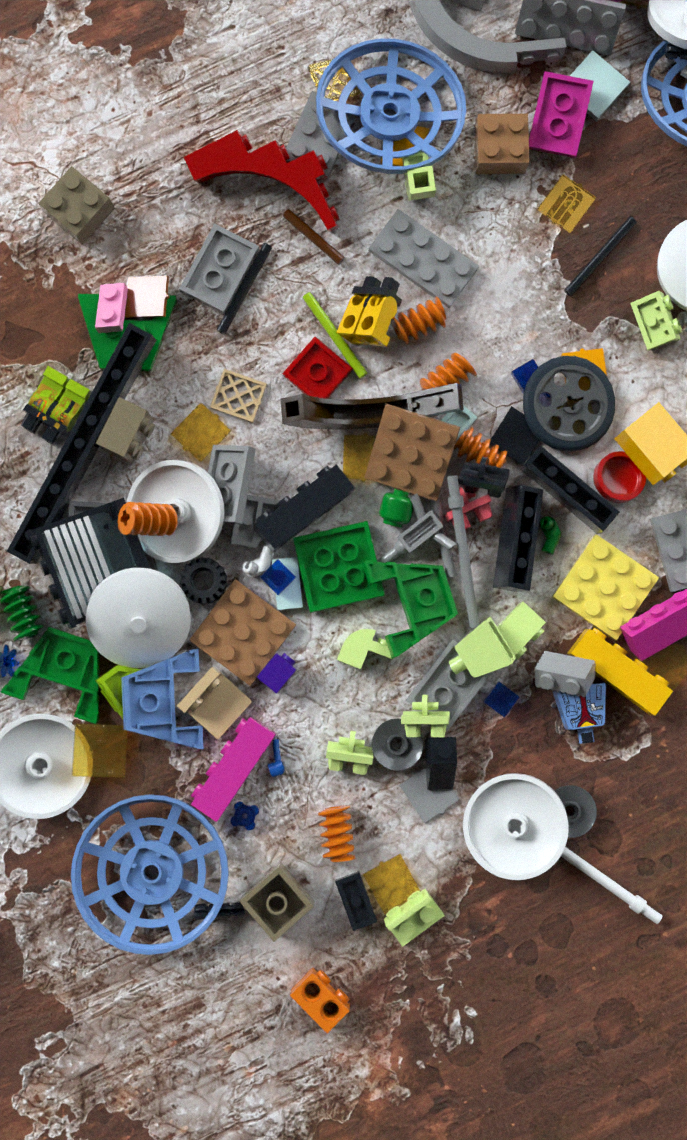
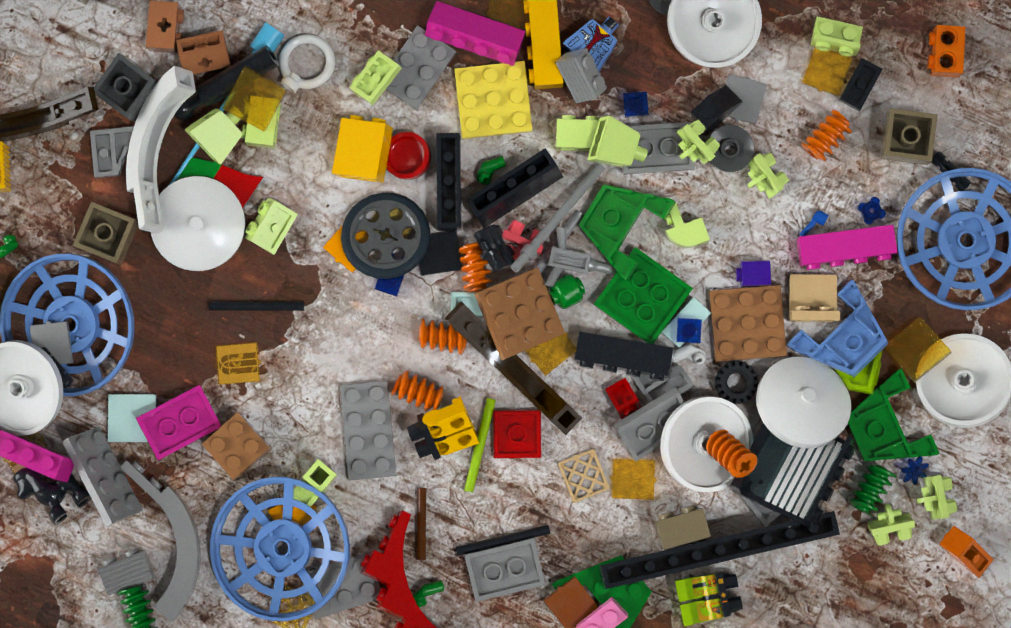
camera: 125 degrees left, 0 degrees up
(257, 196) = (426, 590): none -> green arm
(270, 478) = (623, 398): none -> red bracket

